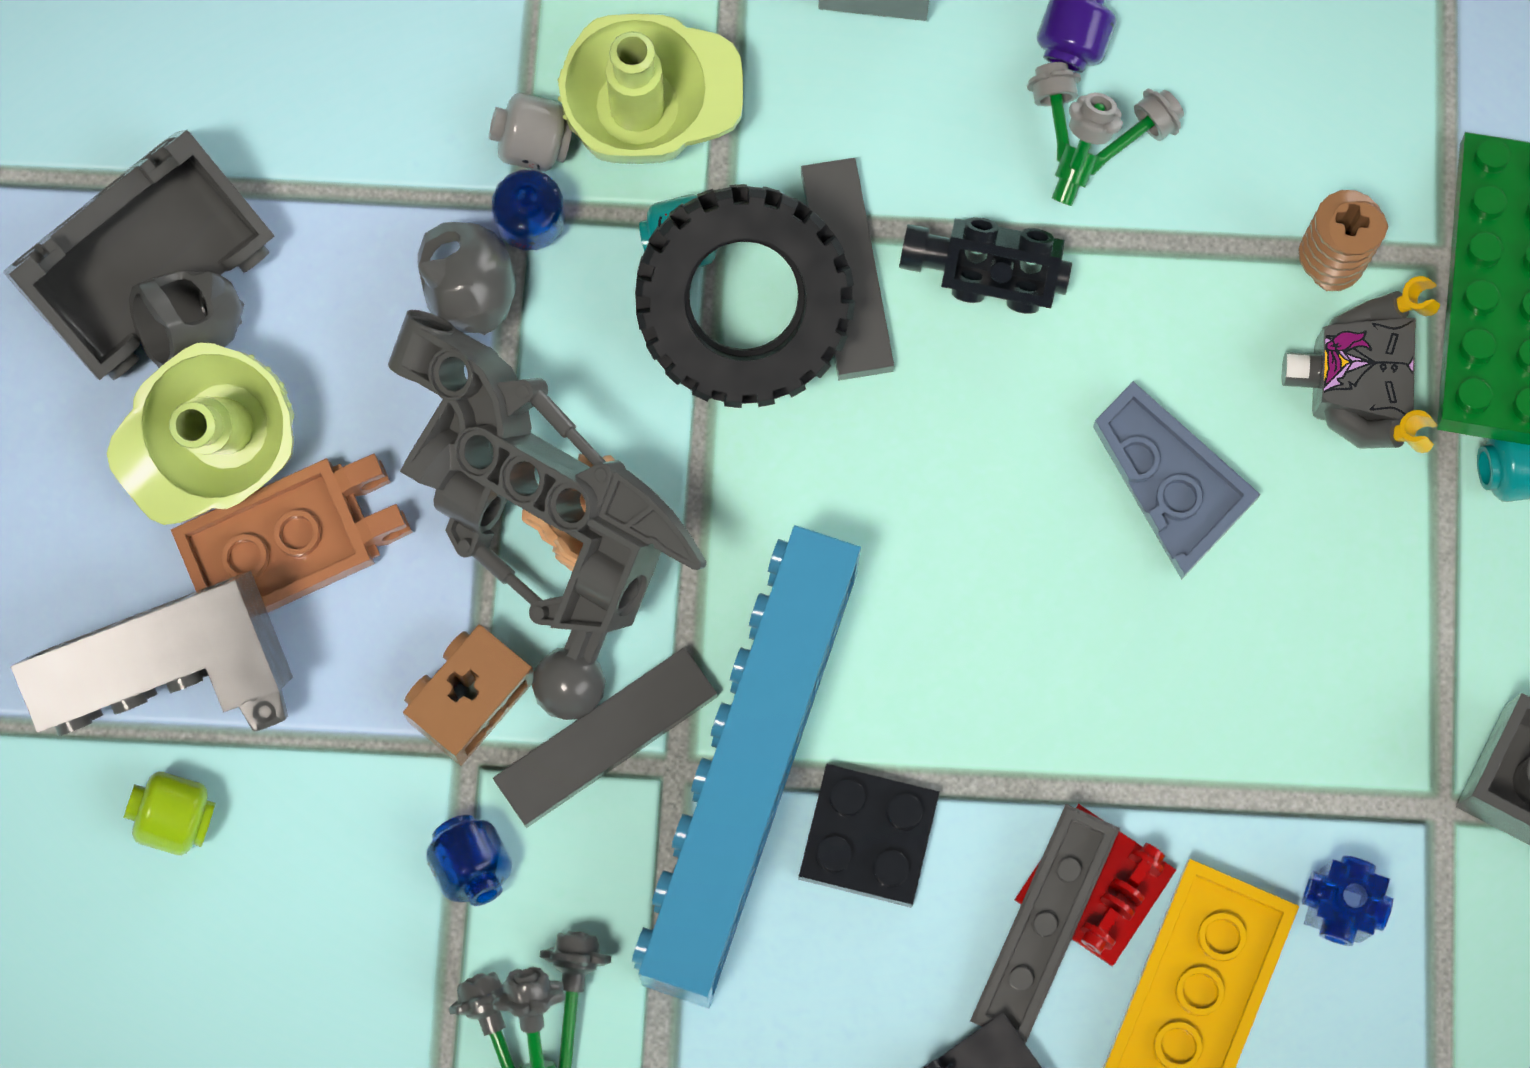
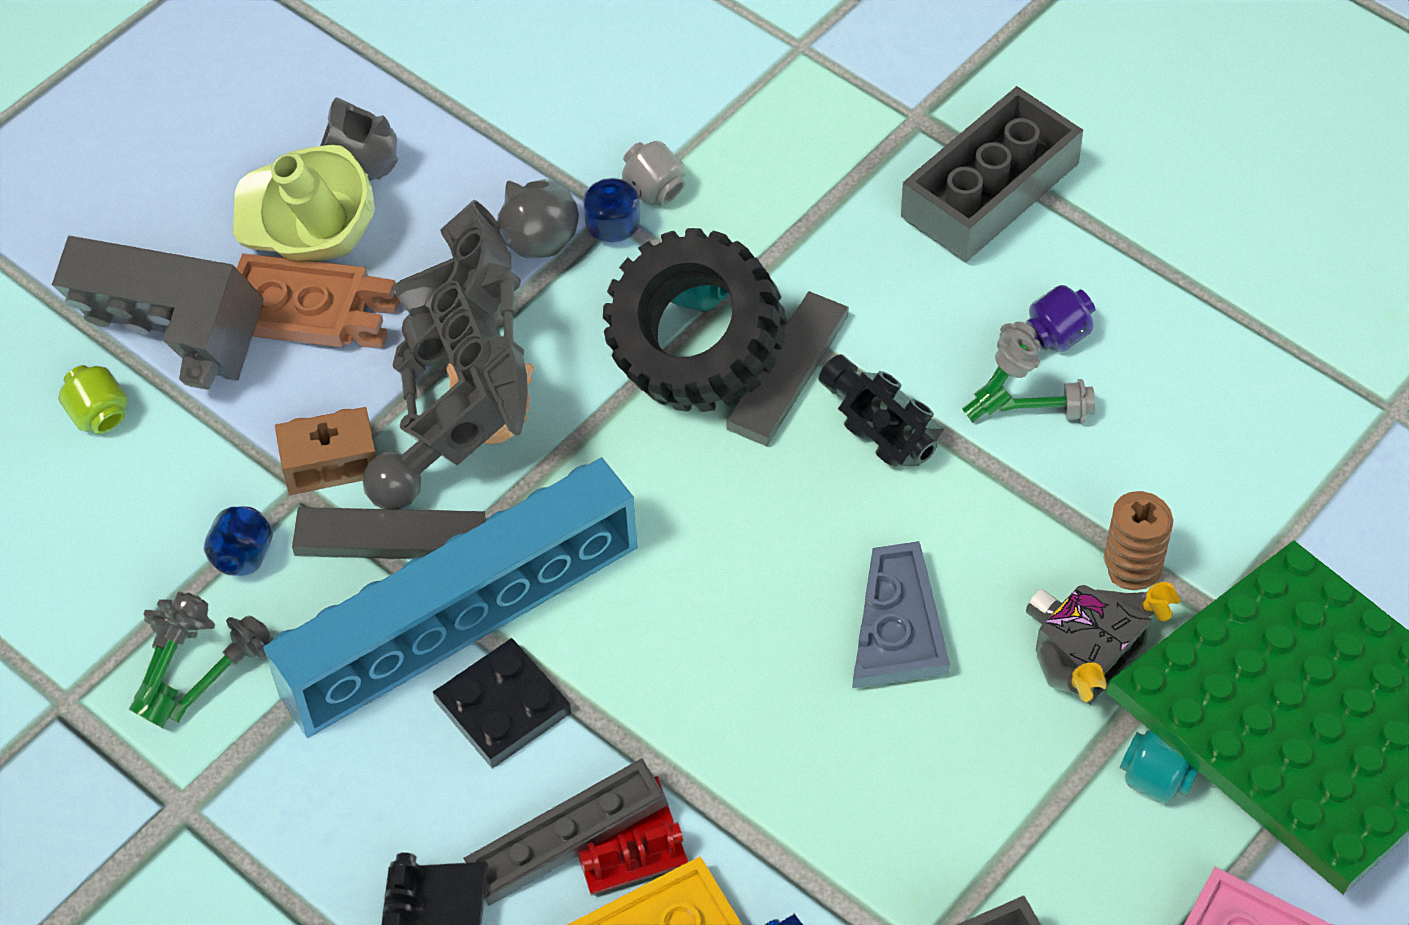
camera: 40 degrees right, 20 degrees down
(152, 220) = (395, 83): dark grey windscreen -> none
(649, 87) = (742, 181): yellowish green piece -> none

